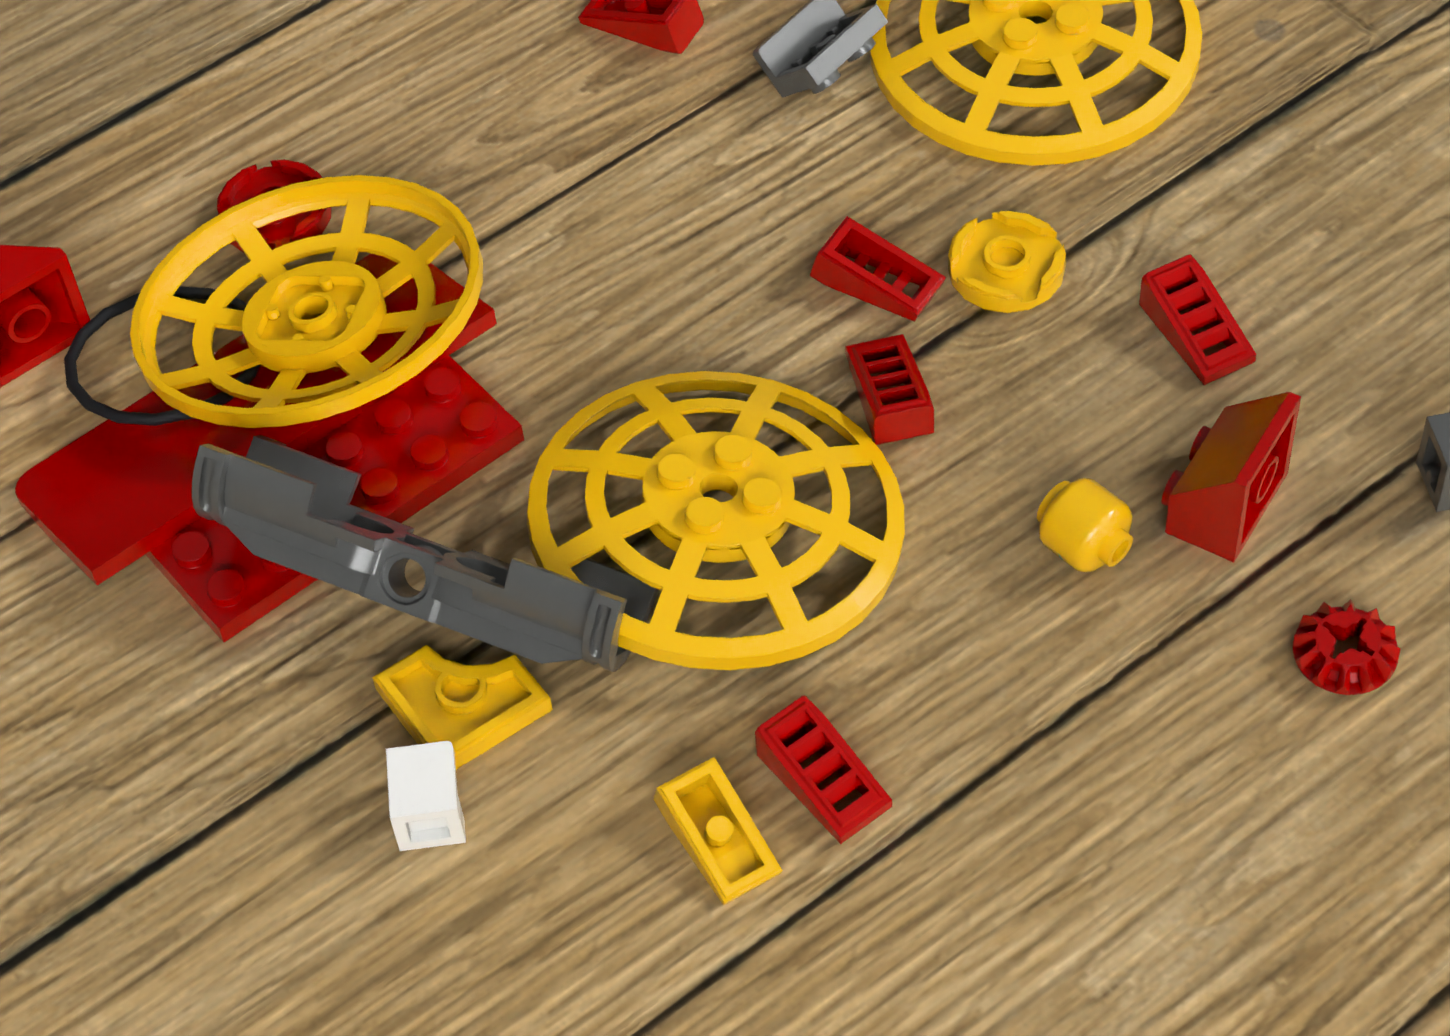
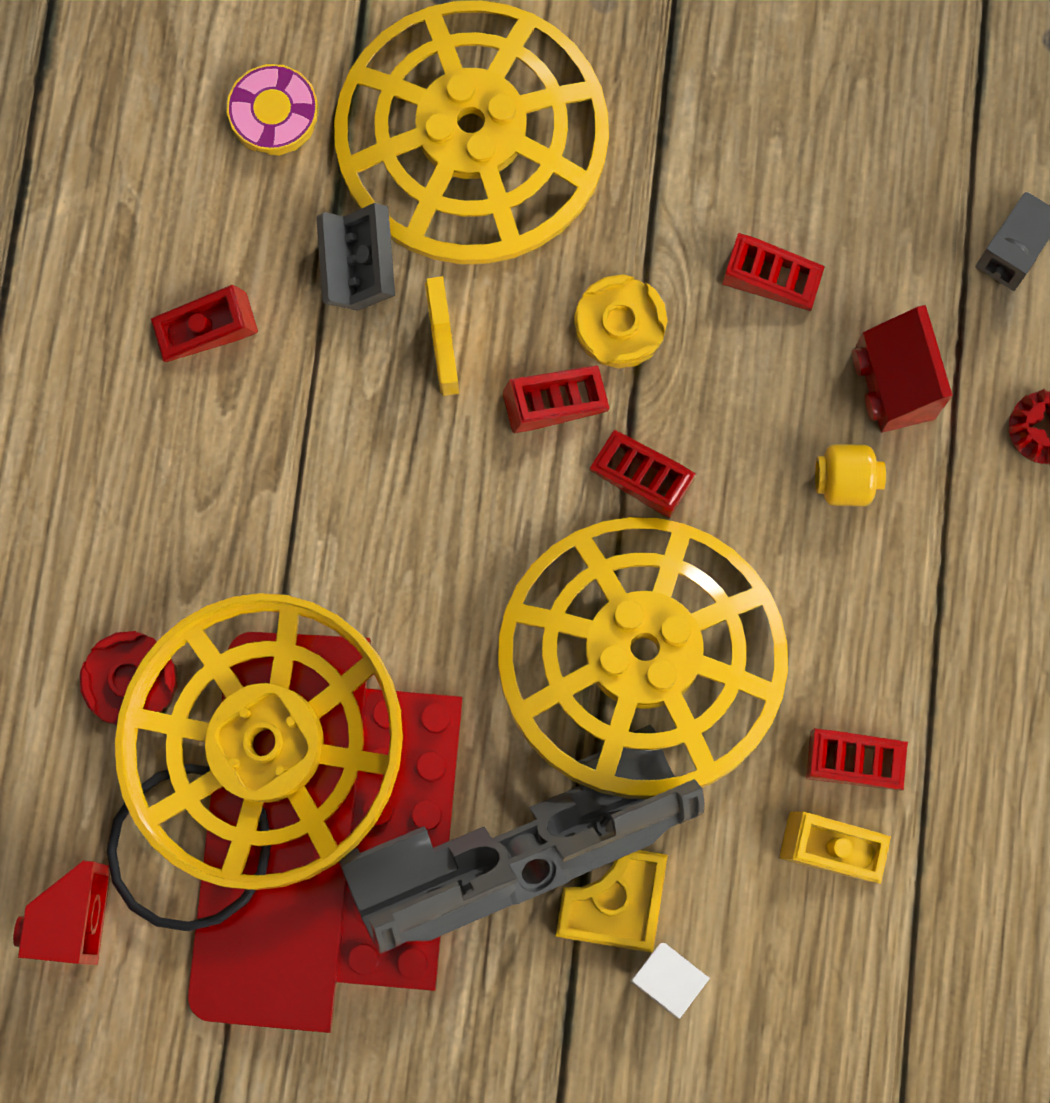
camera: 50 degrees left, 25 degrees up
(828, 138) = (442, 336): none -> yellow tile

